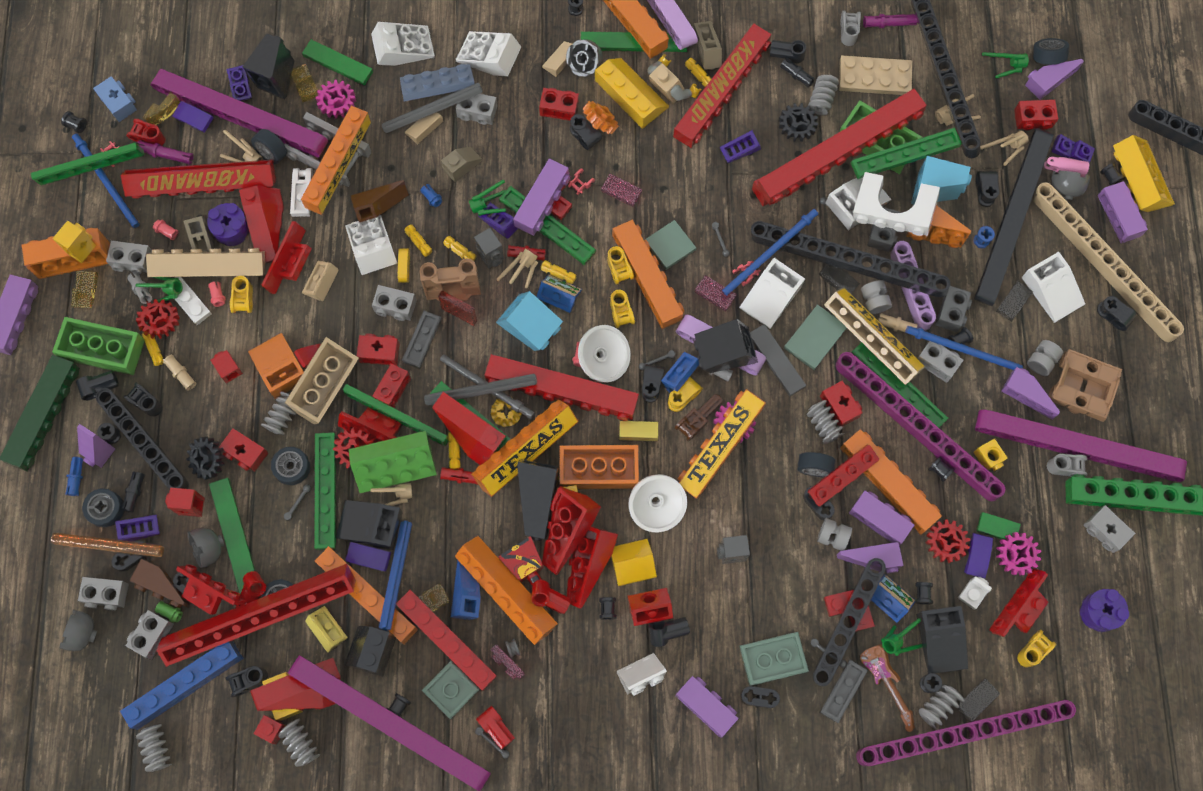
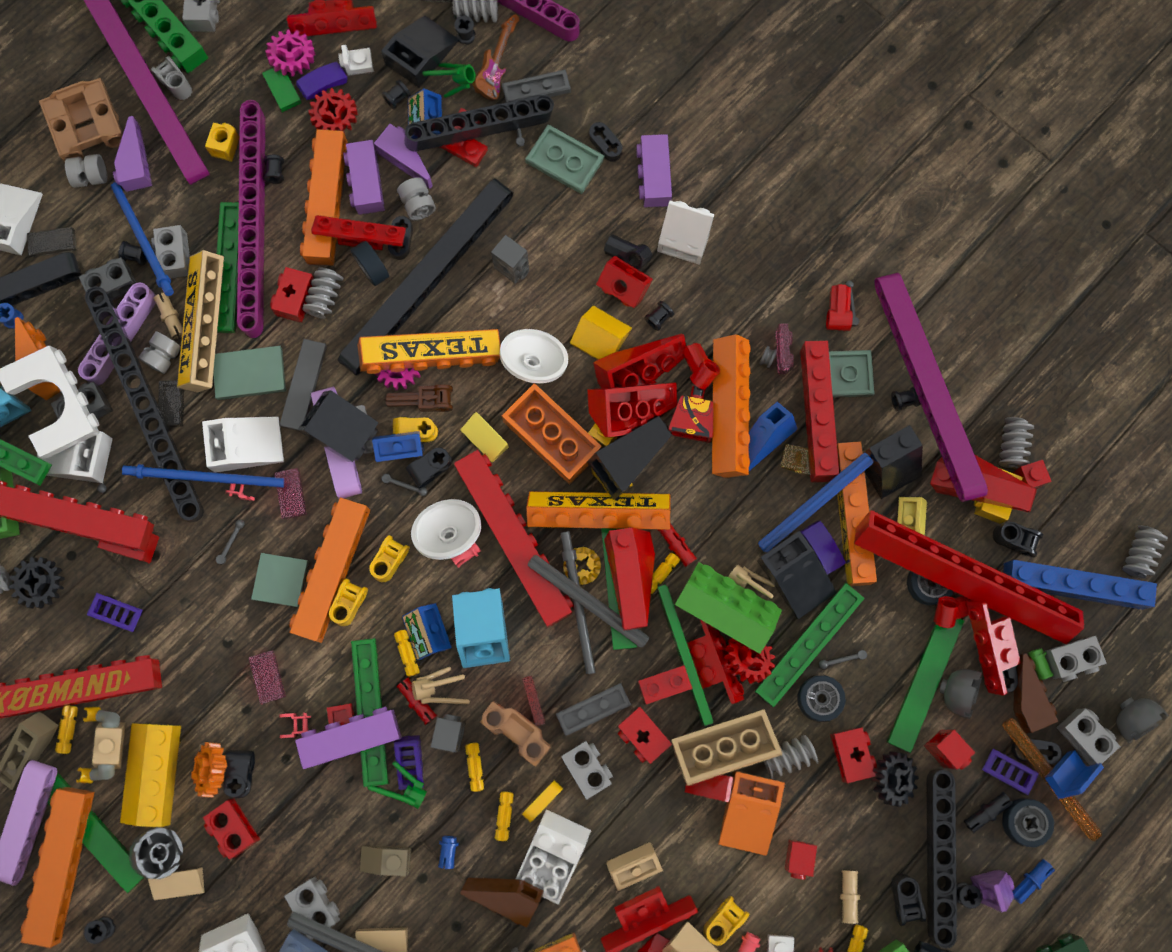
camera: 135 degrees left, 5 degrees up
(95, 555) = (1072, 775): none -> blue panel
(777, 500) = (431, 269): none -> black beam

